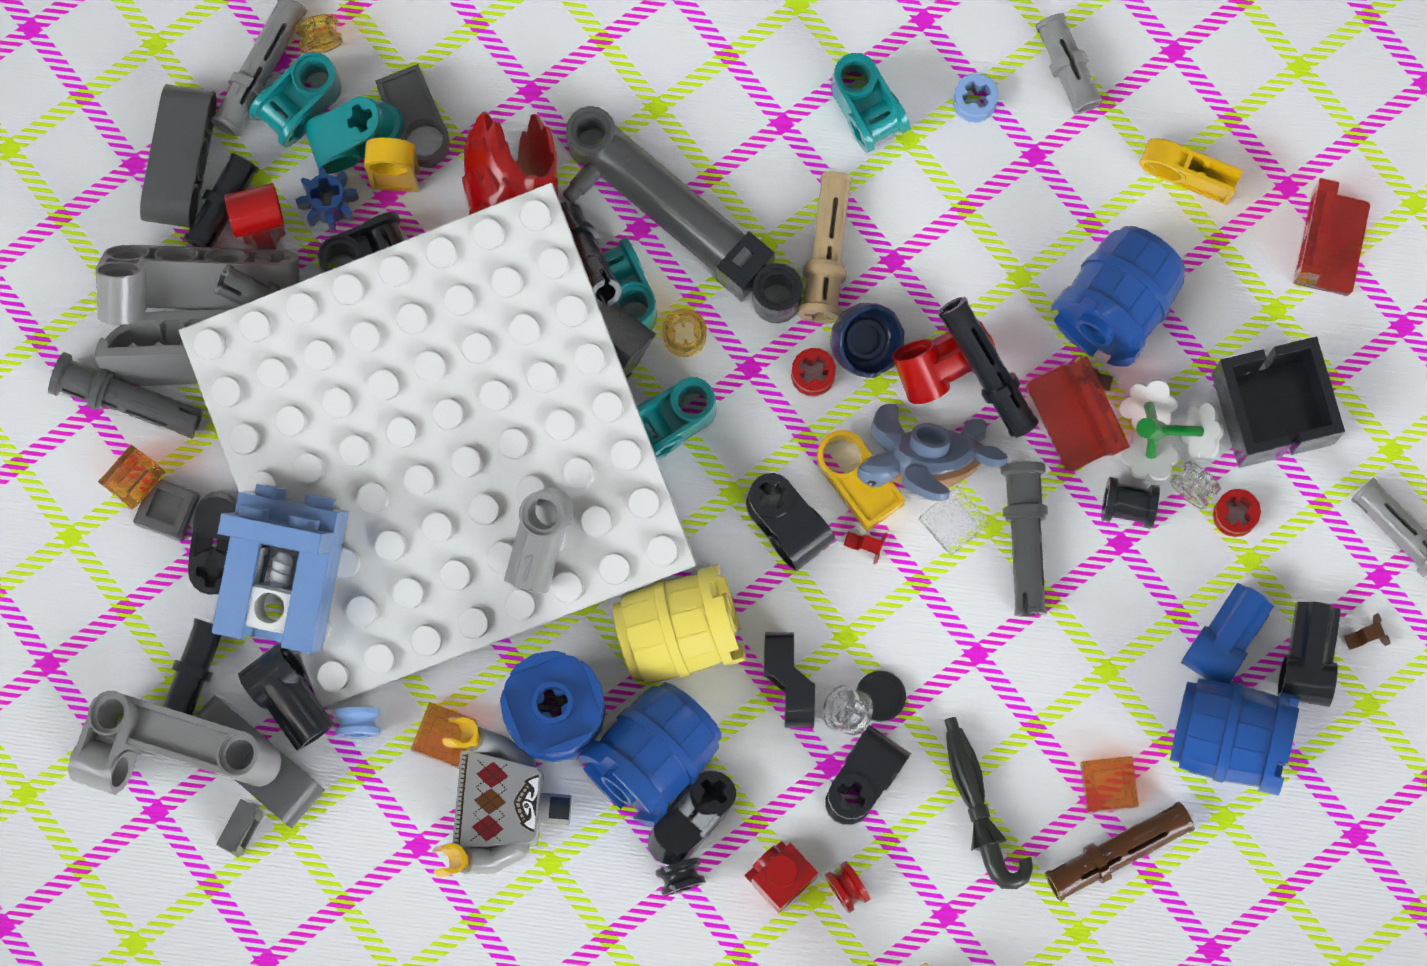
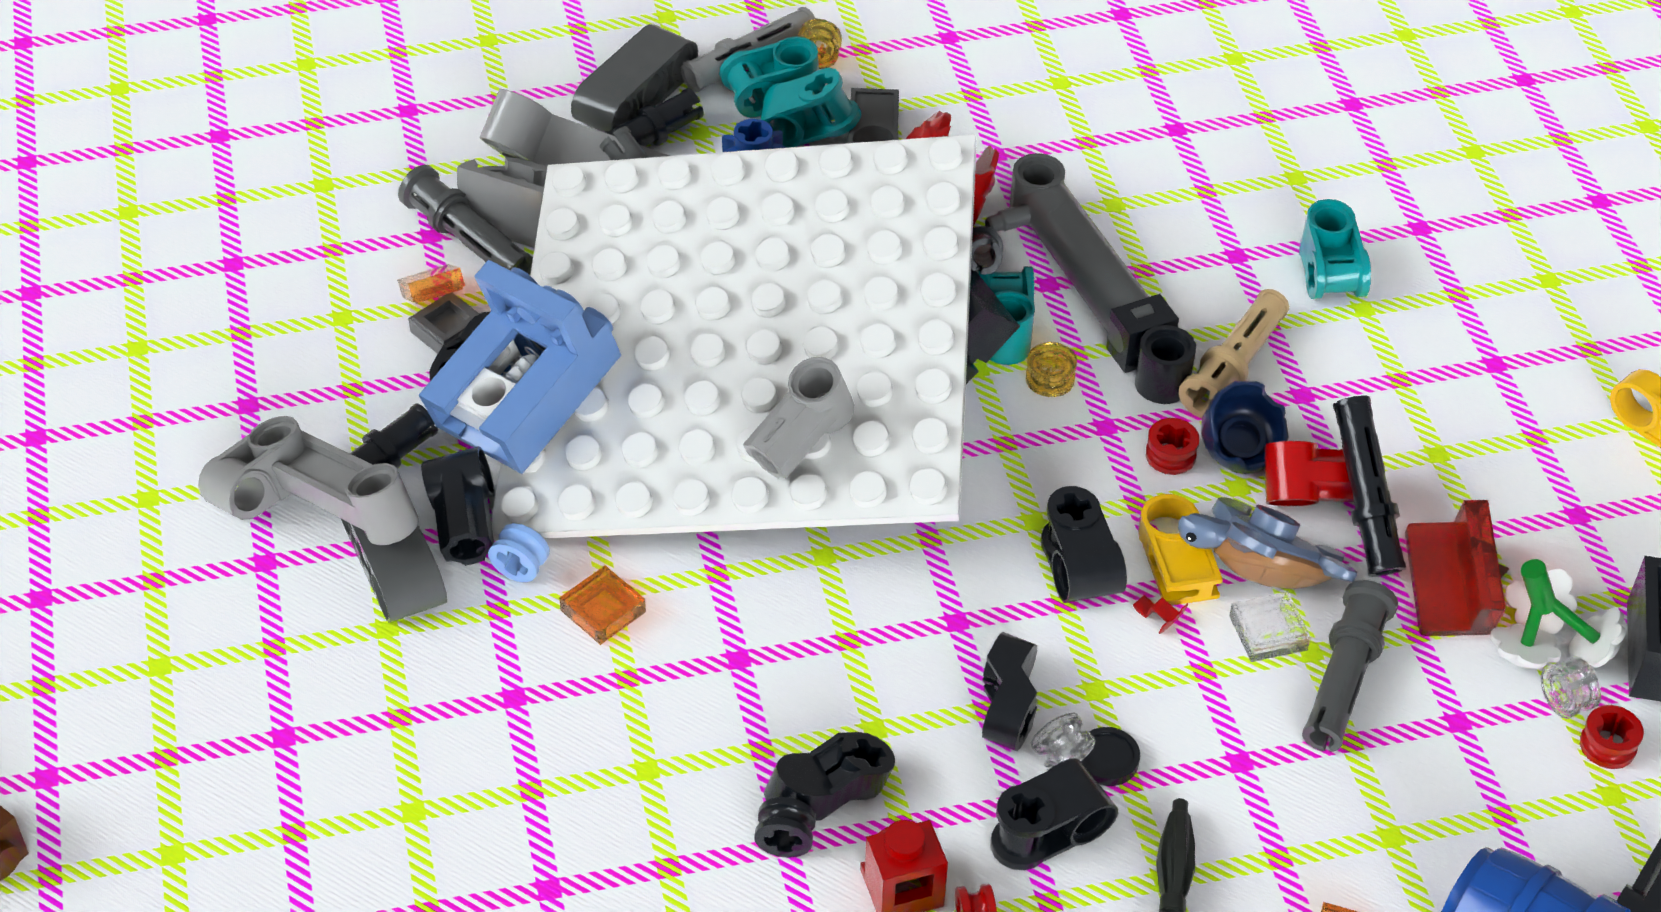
camera: 25 degrees right, 30 degrees down
(240, 828) = (335, 593): flat silver tile -> none
(256, 216) = (677, 117): red piece -> none
(391, 164) = (821, 130): yellow piece -> none
(496, 803) = (619, 674): light grey torso -> none
(540, 733) = (732, 593): blue piece -> none
(653, 751) = (818, 683): blue piece -> none
(670, 422) = (1008, 423): teal piece -> none
(678, 627) = (910, 585): light yellow piece -> none
(979, 84) = (1450, 294): light blue bush -> none
(1069, 63) = (1563, 297): light grey pin -> none
(1120, 295) = (1548, 478): blue piece -> none
(1130, 503) = (1484, 675): black bush -> none
(1223, 644) = (1568, 835): blue piece -> none

